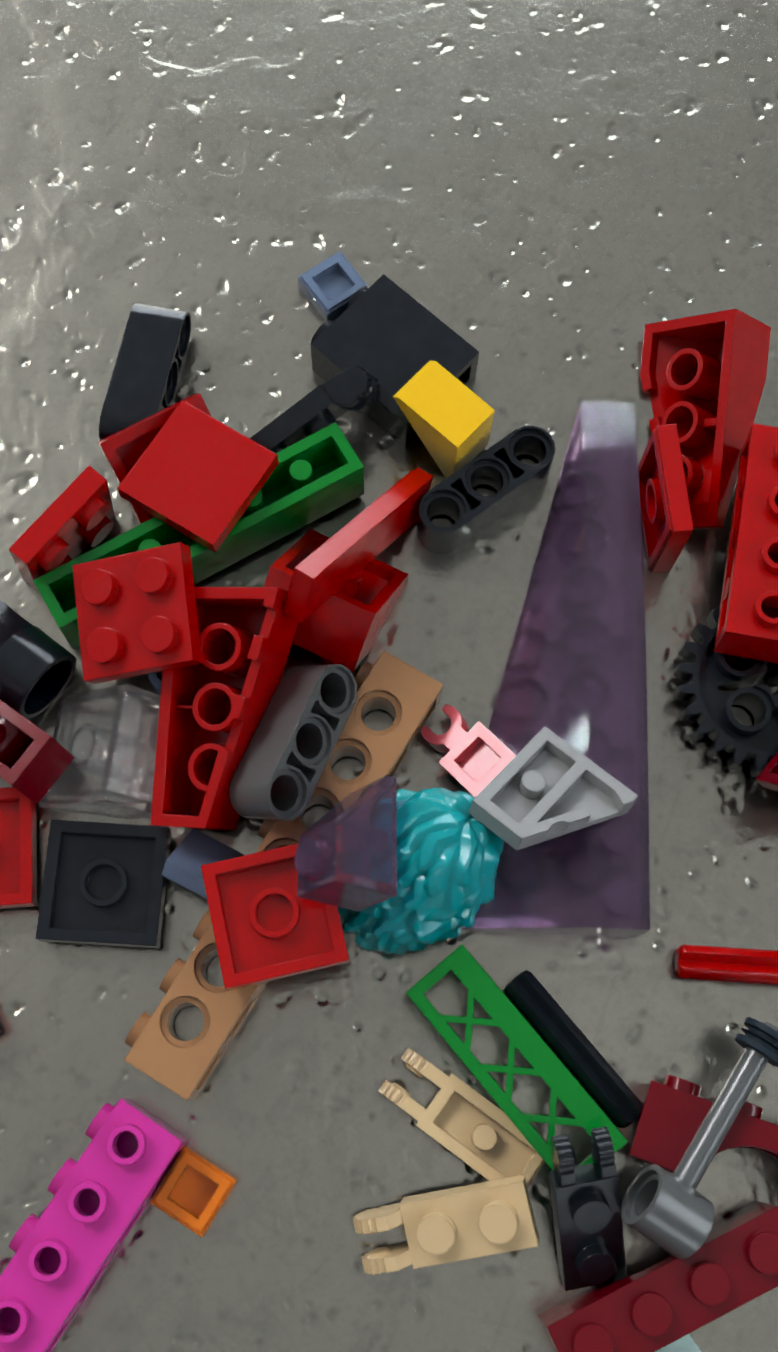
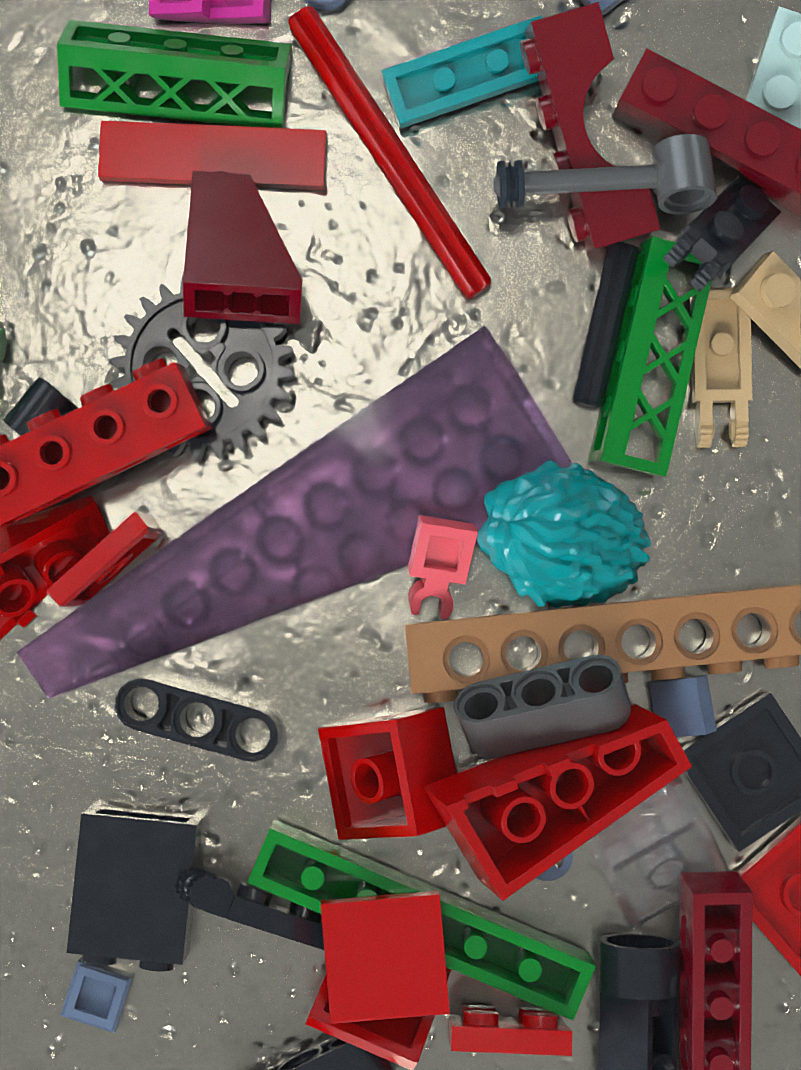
camera: 120 degrees left, 15 degrees up
(137, 613) = (544, 908): red plate -> none
(263, 925) = (689, 616): red plate -> none
(352, 850) = (600, 594): clear purple slope -> none
(355, 545) = (343, 780): red tile -> none
(446, 416) = (165, 799): yellow slope -> none
(548, 794) = (442, 474): light grey wing -> none

